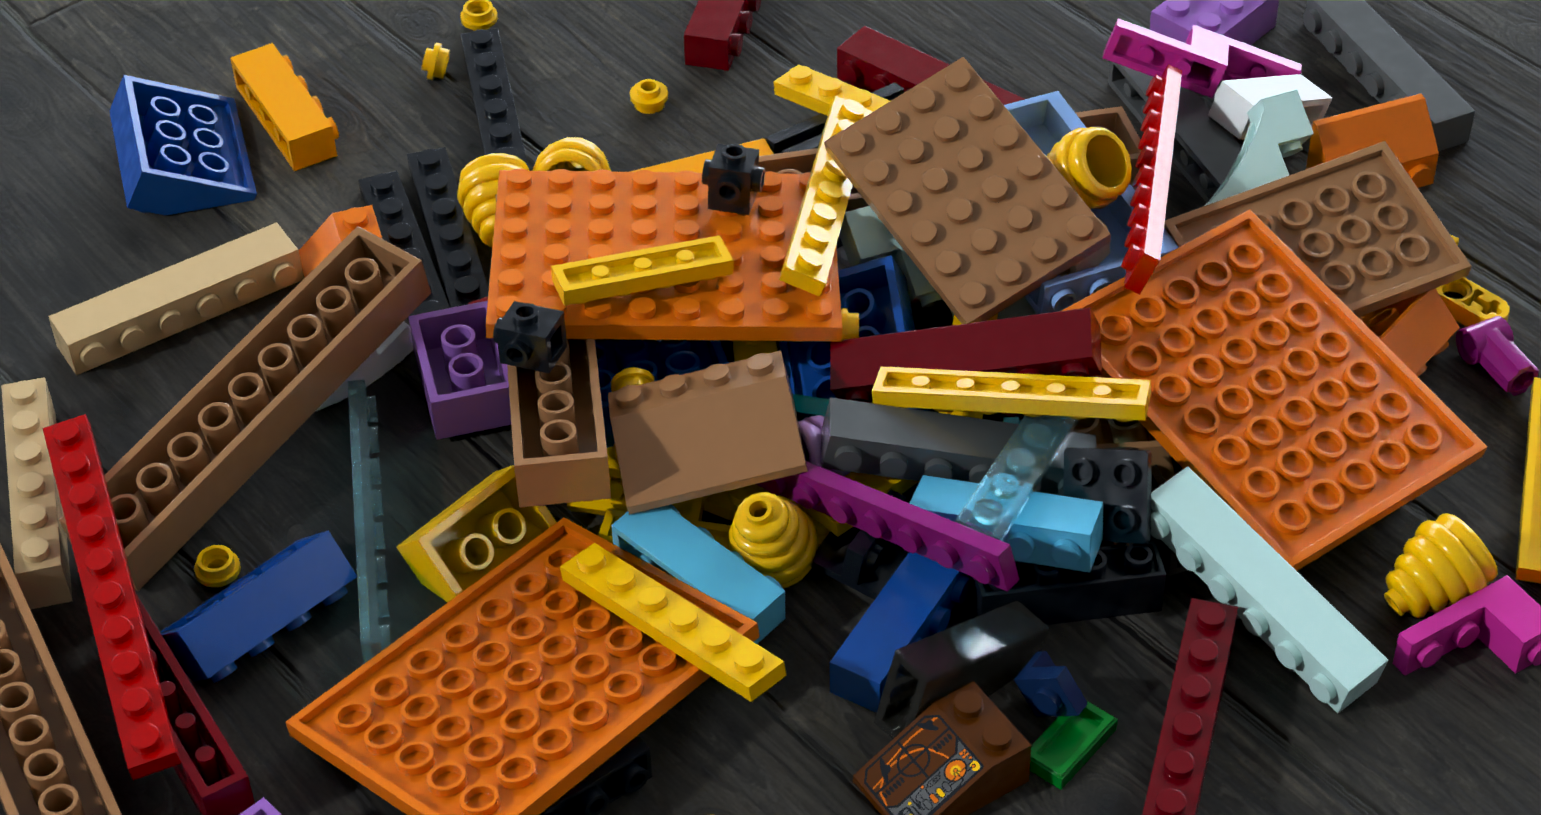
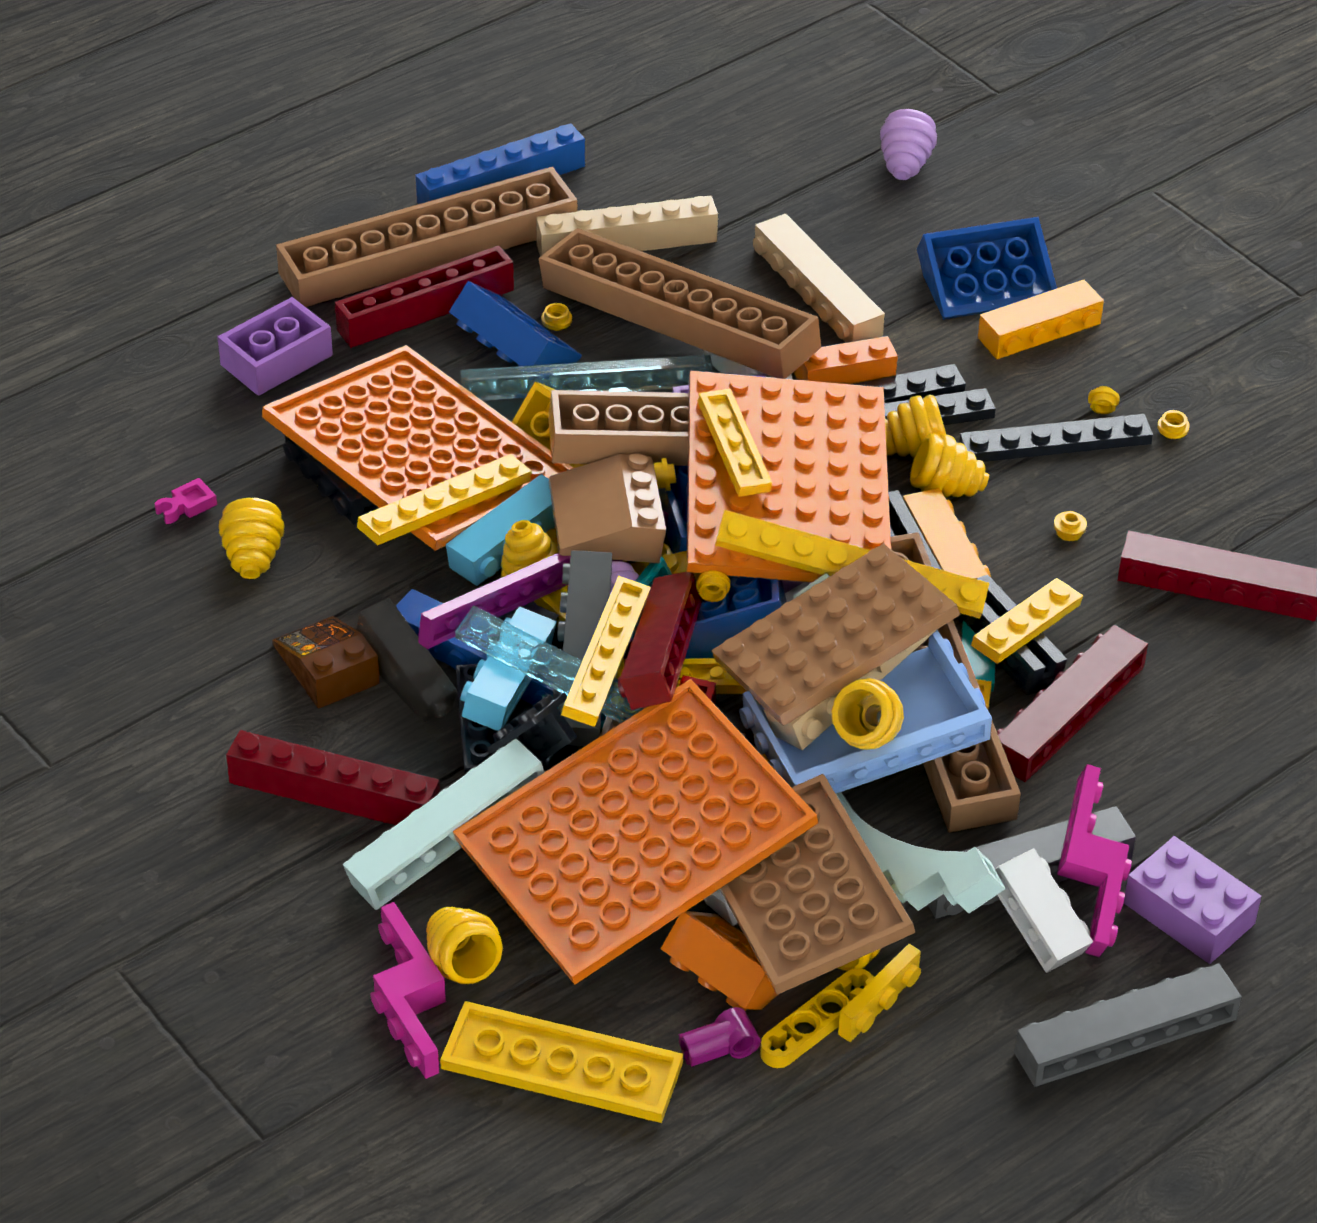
camera: 90 degrees right, 0 degrees up
(111, 599) = (505, 247): red plate -> none
(530, 337) = (667, 387): black brick -> none
(733, 178) = (846, 496): black brick -> none
(1049, 688) = (382, 707): dark blue bracket -> none
(1070, 744) = (344, 728): green tile -> none
(1152, 179) = (889, 770): red plate -> none
(1400, 123) = (974, 980): orange slope -> none

